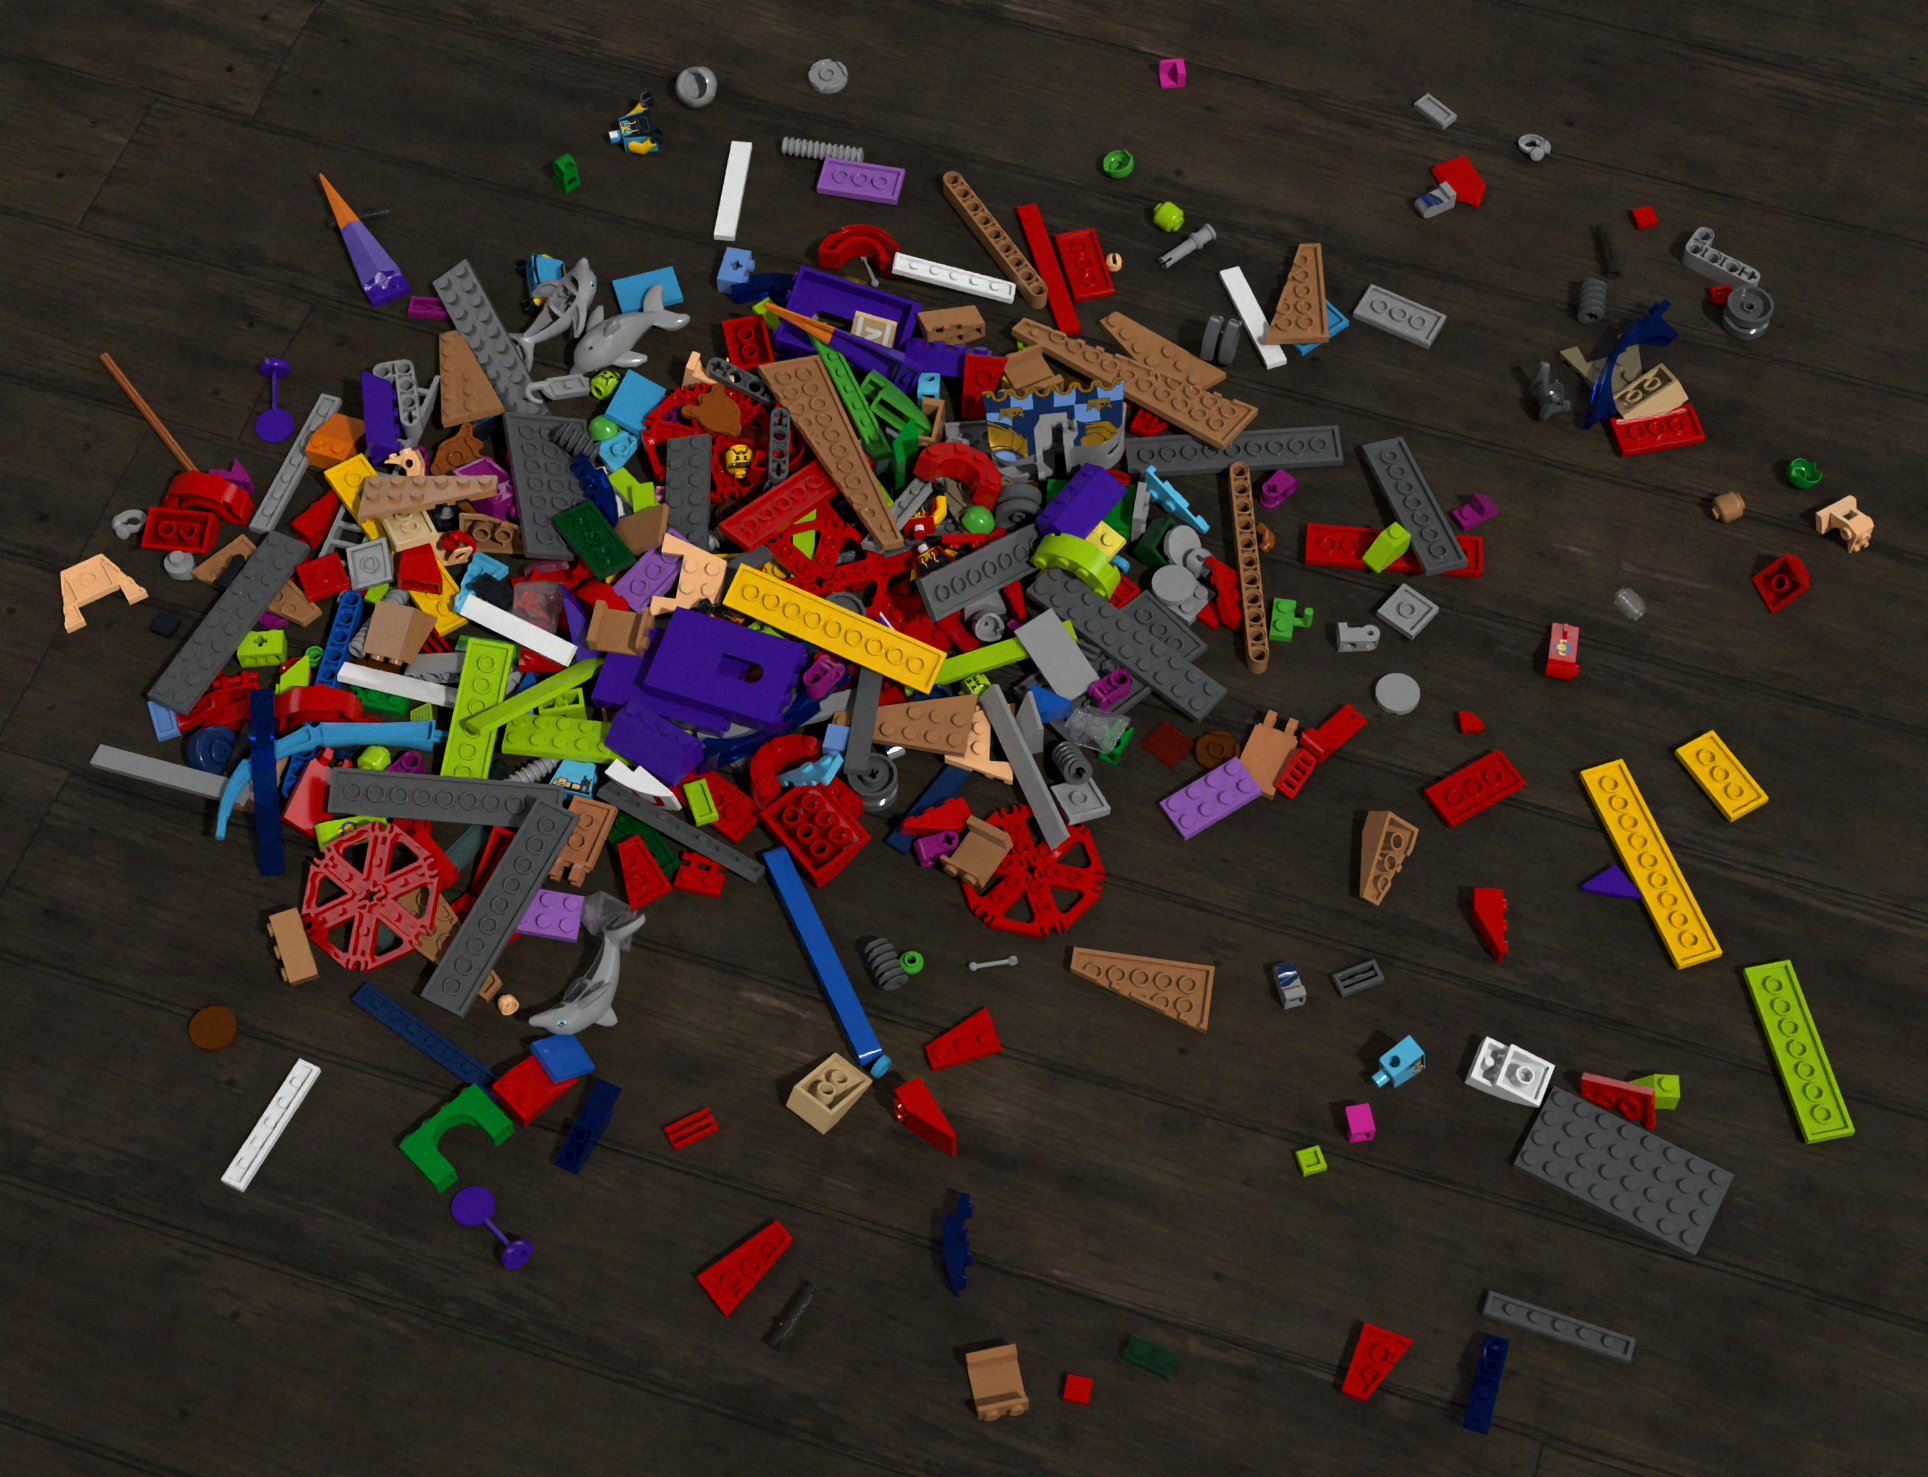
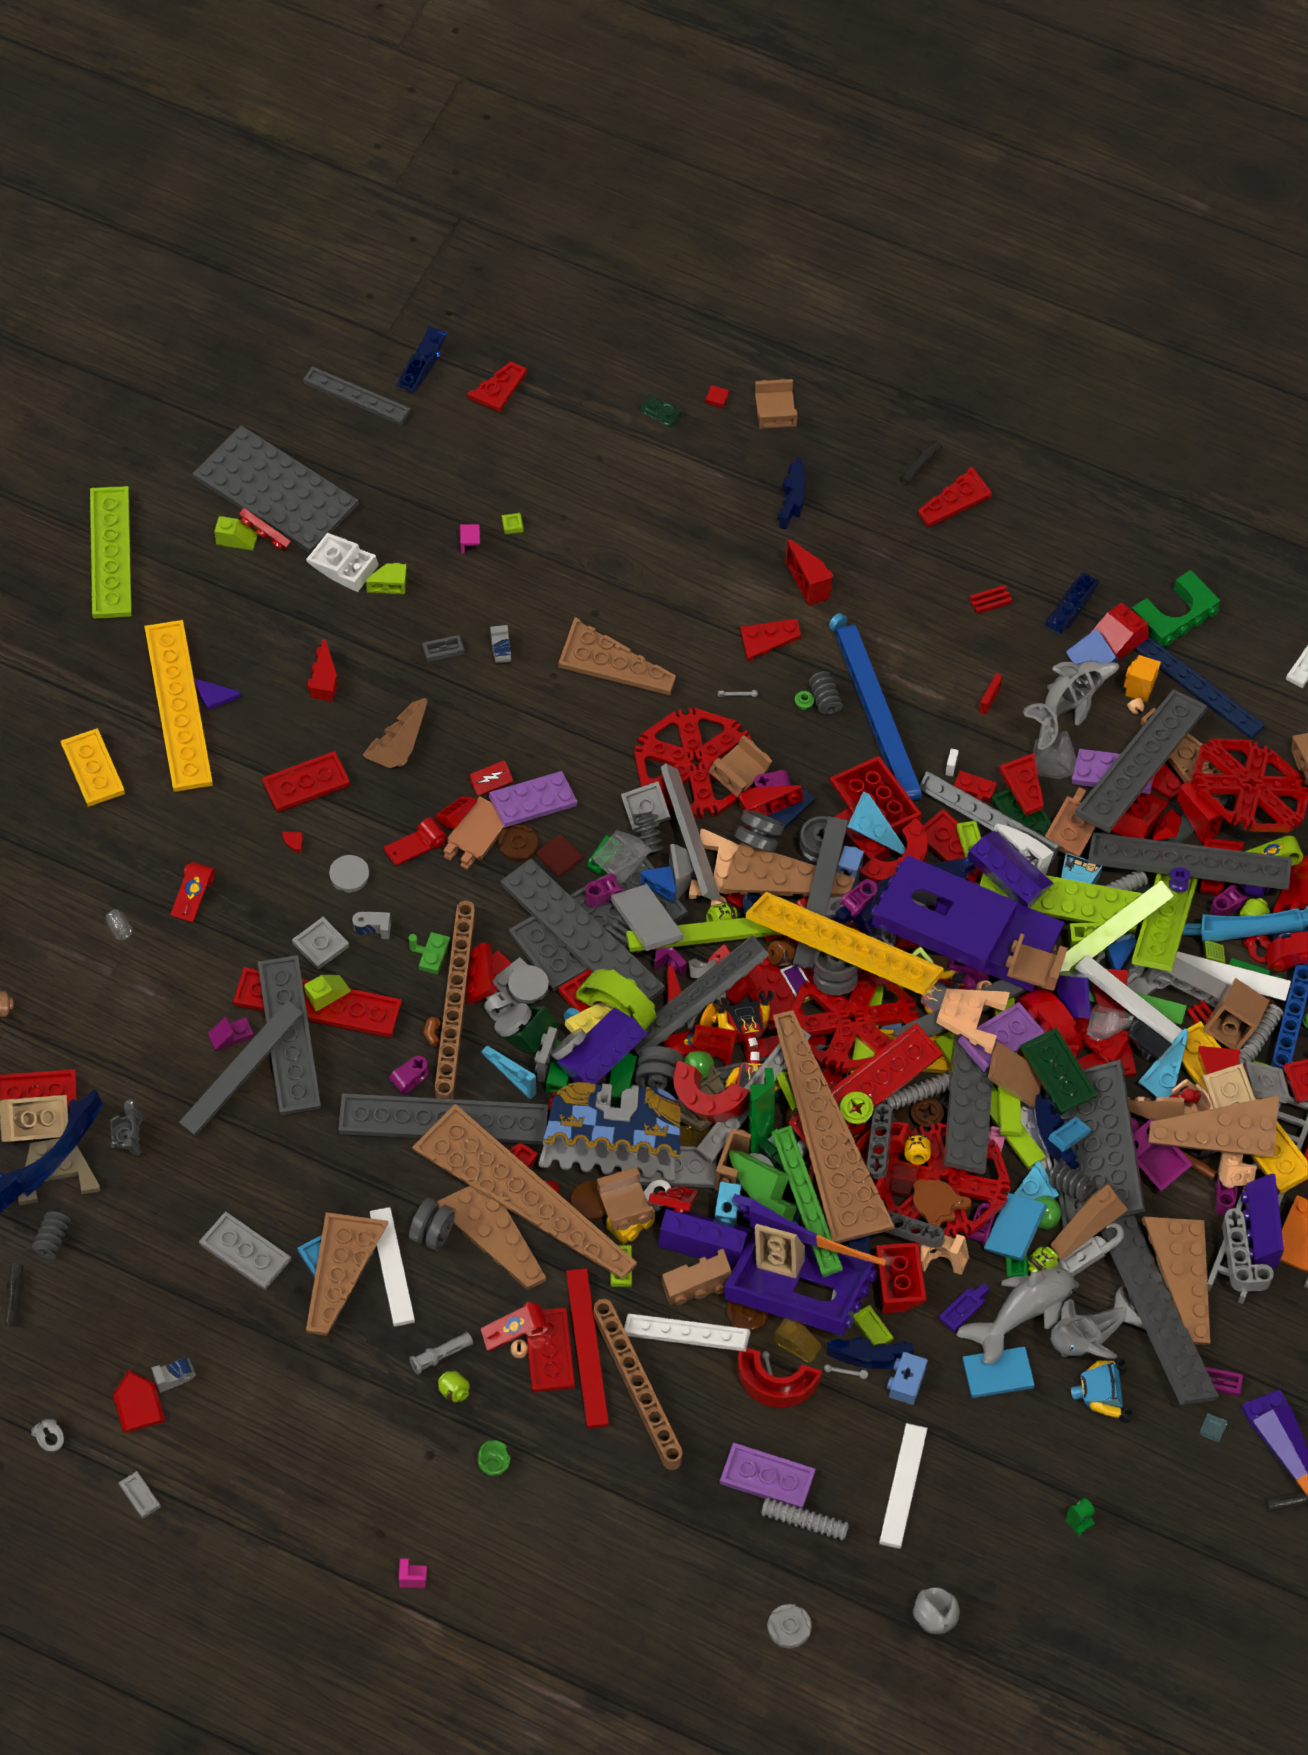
camera: 175 degrees left, 0 degrees up
(437, 266) = (1213, 1427): none -> clear light blue tile
(457, 451) = (1185, 1200): dark orange tile -> none
(463, 769) = (1179, 879): none -> dark purple wheel
(471, 843) = (1167, 826): none -> red slope
(475, 1206) = (1160, 564): dark purple piece -> none
(500, 1032) = (1141, 678): none -> light orange brick
(554, 407) = (1093, 1216): none -> medium nougat wedge
(580, 481) = (1069, 1134): none -> dark azure tile
(638, 129) = (1001, 1564): torso -> none
(683, 339) = (964, 1307): none -> dark purple hinge
(685, 994) = (991, 693): none -> red tile
(728, 900) = (951, 764): none -> white tile
(805, 463) = (858, 1099): none -> lime gear
(828, 1092) = (880, 608): tan slope -> none
(944, 763) = (760, 830): none -> dark grey wheel
(1110, 269) = (526, 1320): none -> door
(1118, 505) = (568, 1043): none -> light grey tile
(1264, 820) = (490, 778): none -> red slope
(1399, 1063) = (427, 571): medium azure torso -> none
(1445, 1054) = (388, 579): none -> lime slope
(1452, 467) = (241, 1068): none -> dark grey tile

